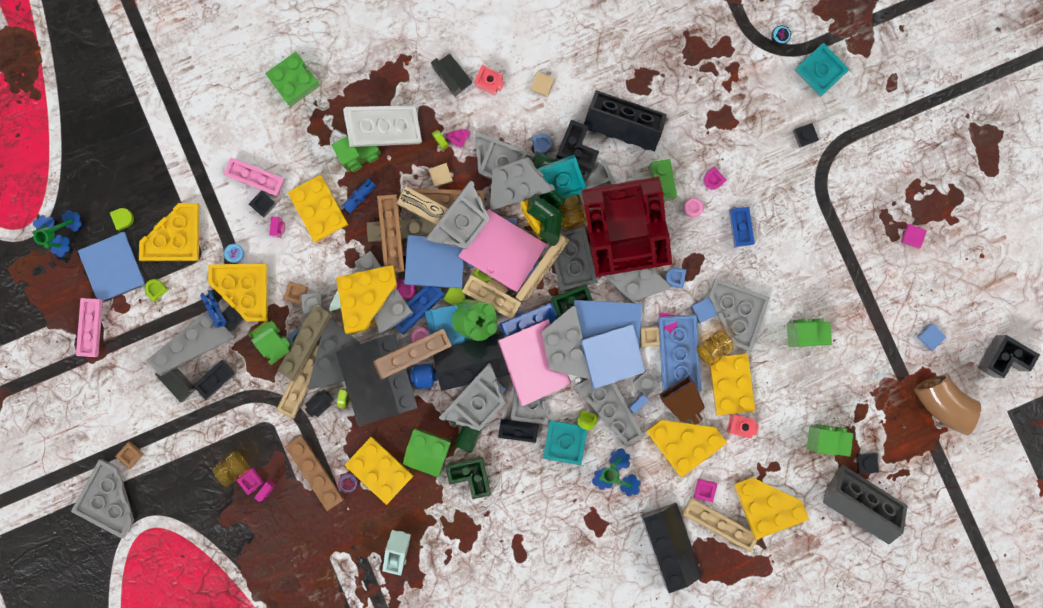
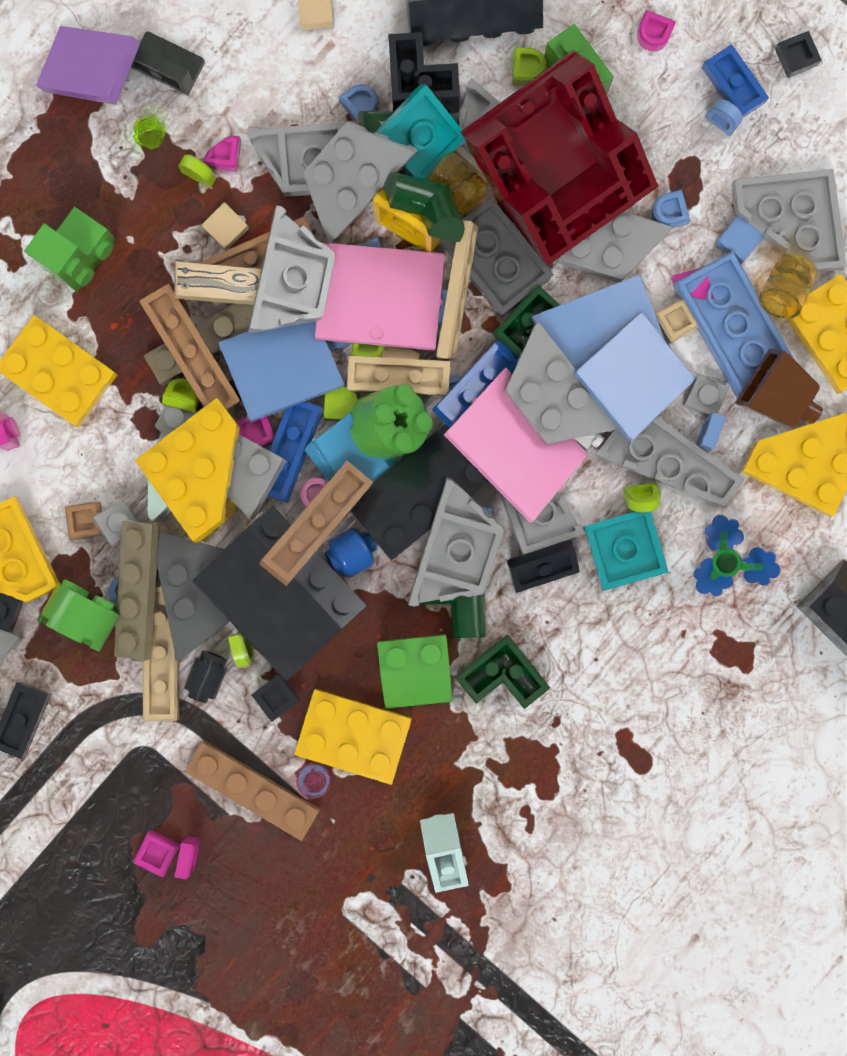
camera: 25 degrees left, 0 degrees up
(228, 470) = (116, 844): clear yellow wheel -> none
(349, 431) = (275, 697): none -> black plate
(359, 195) = (111, 319): blue pin -> none
(375, 253) = (181, 395): none -> lime tile
(382, 125) = (92, 187): white tile -> none
(410, 59) = (88, 64): none -> medium lavender tile
(425, 102) = (150, 140): none -> clear neon green plate
(490, 87) = (229, 42): coral brick -> none
(553, 197) = (422, 167): dark green tile -> none
(638, 166) = (527, 65): none -> lime tile
(693, 207) = (644, 89): bright pink tile -> none
(727, 242) = (724, 116): none -> medium blue tile
(782, 228) = (798, 54): none -> black plate

